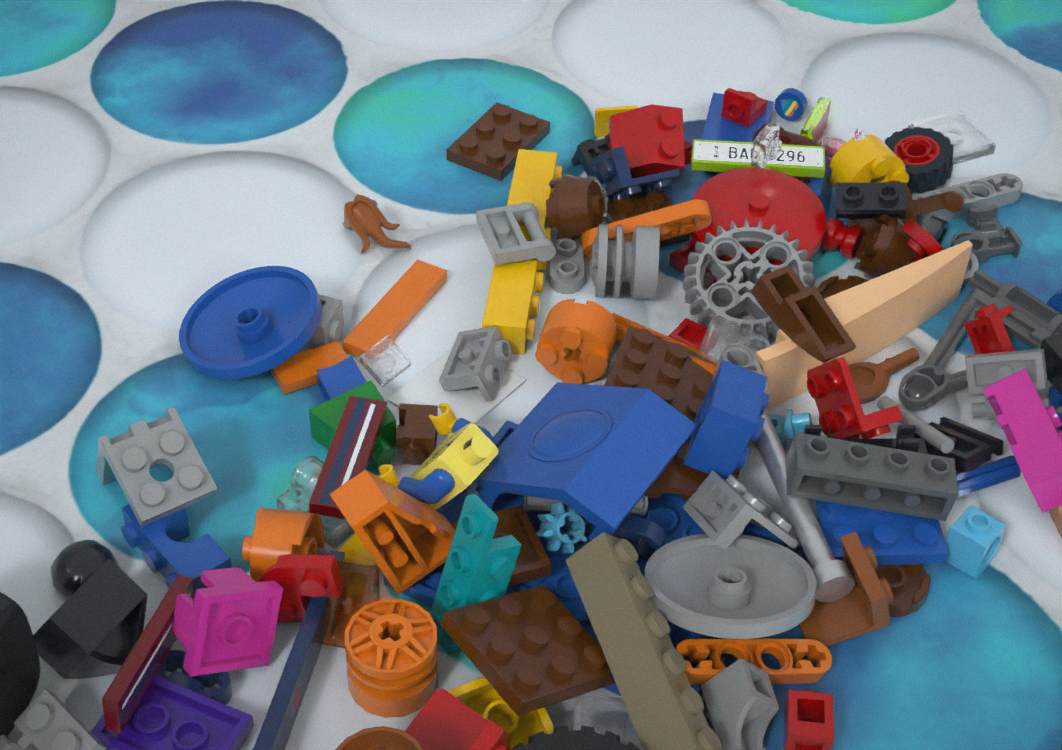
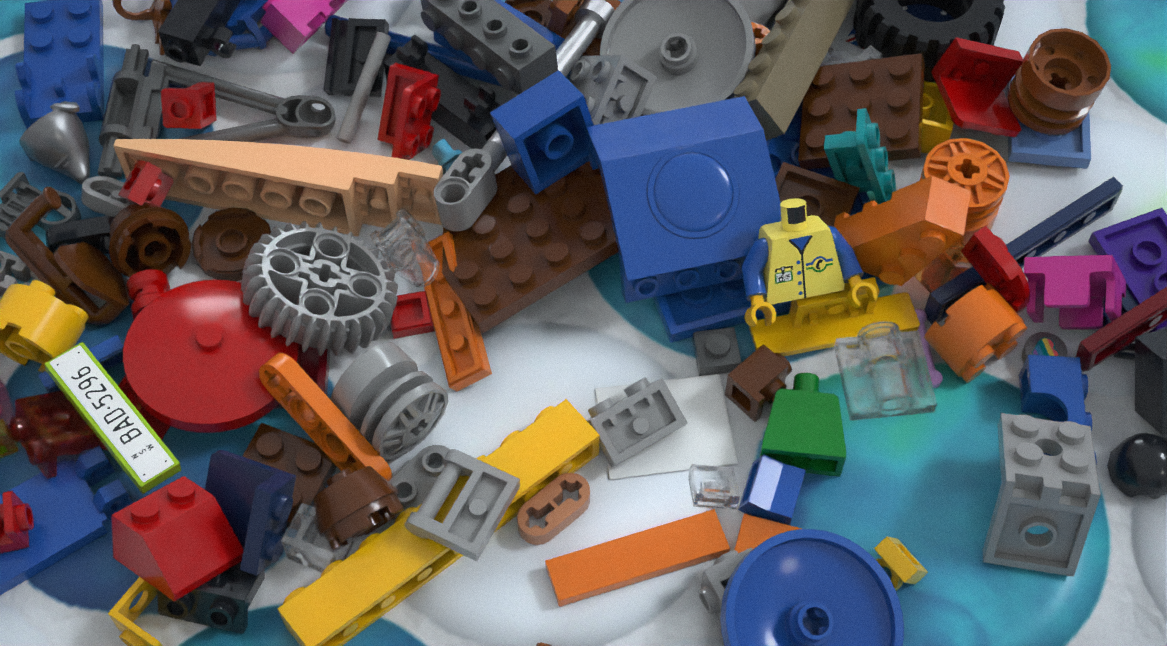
camera: 135 degrees left, 15 degrees up
(223, 395) = (900, 562): none -> yellow tile
(348, 452) = (859, 362): dark red tile -> none
(467, 299) = (547, 501): none -> nougat beam
(577, 341) = (538, 348): orange brick -> none
(766, 145) = (109, 391): clear plate -> none
(802, 314) = (369, 165): reddish brown slope -> none
(869, 199) = (115, 258): black bracket -> none
(992, 367) = (257, 46): light grey plate -> none
(1024, 265) = (59, 142): none -> flat silver hat

